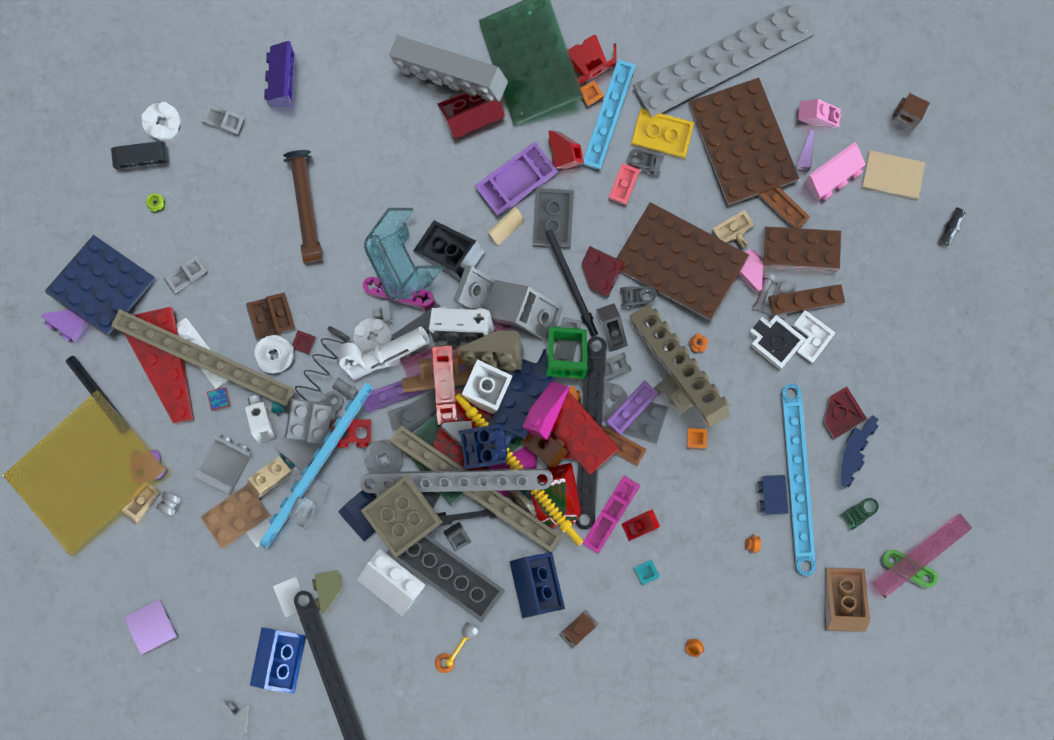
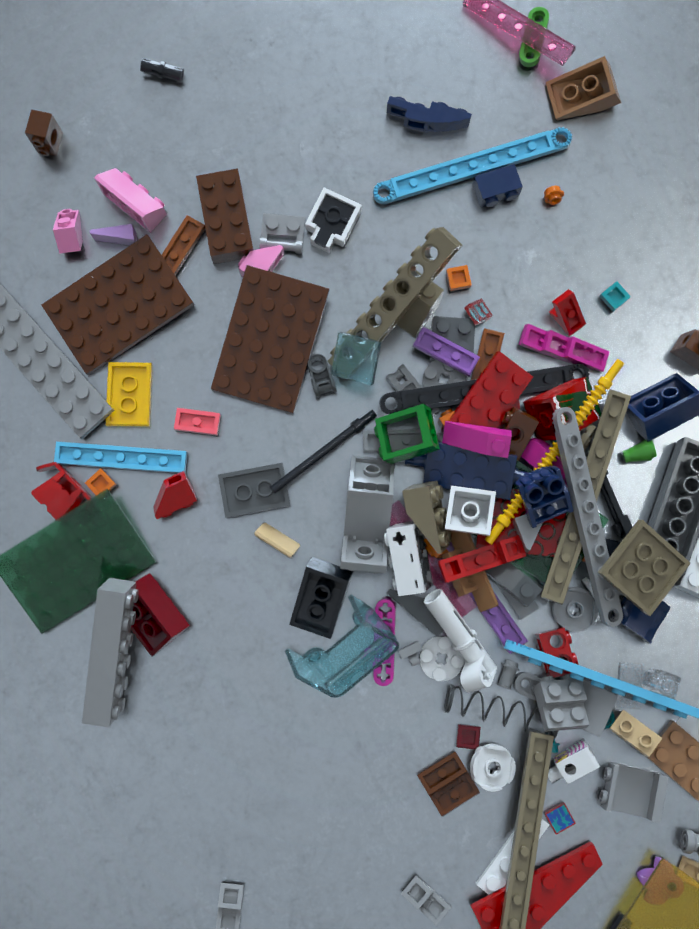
camera: 105 degrees left, 0 degrees up
(280, 75) = (160, 853): dark purple slope -> none
(310, 248) = (359, 758): reddish brown piece -> none
(457, 536) = (634, 506): dark grey slope -> none
(502, 553) = (640, 452): none -> bright green cone
(516, 179) = (220, 542): medium lavender slope -> none
(601, 270) = (301, 422): dark red plate -> none
(612, 326) = (360, 396): dark grey slope -> none
(642, 325) = (356, 358): none -> clear light blue tile
(646, 161) = (165, 401): dark grey piece -> none
(662, 447) = (478, 311): none -> clear light blue tile
(693, 342) = (354, 306): orange plate -> none
(694, 647) = (678, 229): orange plate -> none
(734, 228) = (219, 291): tan plate -> none
(806, 299) = (279, 199): reddish brown plate -> none
(817, 334) = (313, 180): white plate -> none
(842, 413) = (391, 136): dark red plate -> none
(859, 513) = (492, 98): clear green piece -> none
(893, 174) = (119, 141): tan tile -> none

